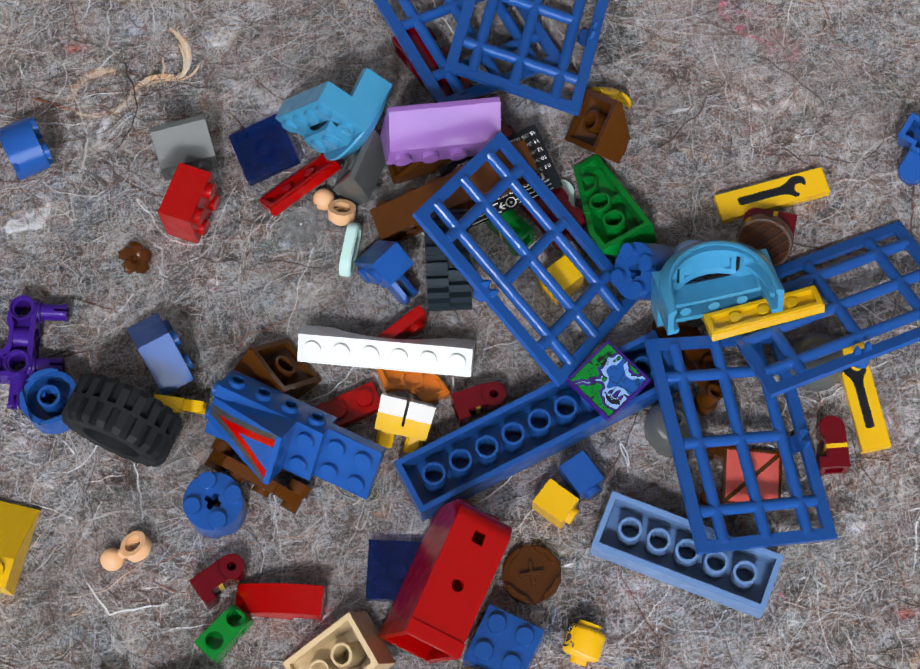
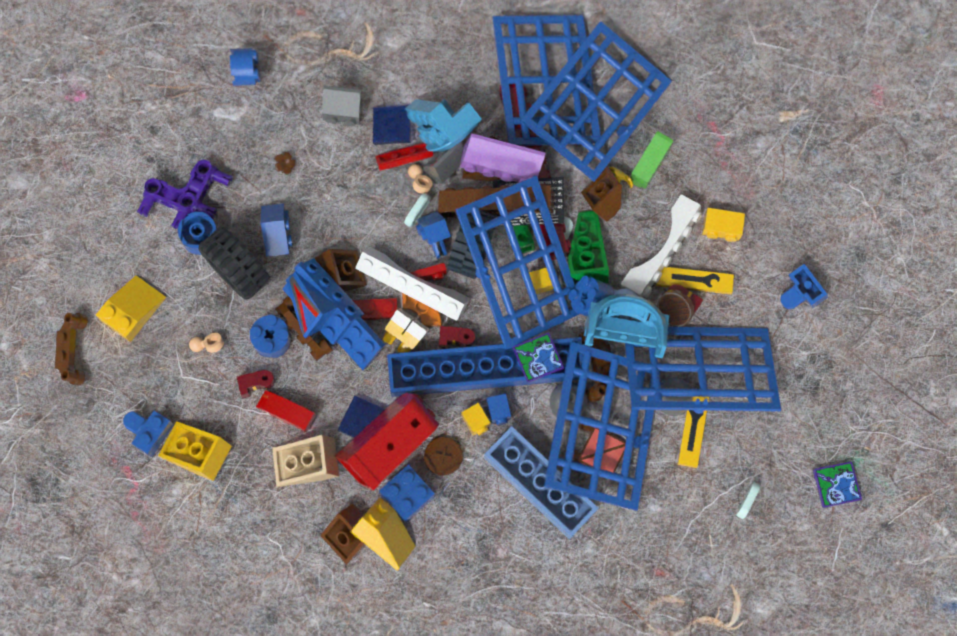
camera: 15 degrees right, 5 degrees up
(182, 405) = (269, 264): yellow plate -> none
(189, 203) = (330, 142): red brick -> none
(224, 633) = (244, 416): green leg -> none
(584, 642) = (456, 510): yellow head -> none
(643, 57) = (651, 160): none -> bright green slope
(718, 117) = (641, 278): none -> white arch
(757, 314) = (646, 354): yellow tile -> none
(777, 106) = (723, 224): none -> yellow brick
(834, 446) = (663, 446): dark red leg -> none

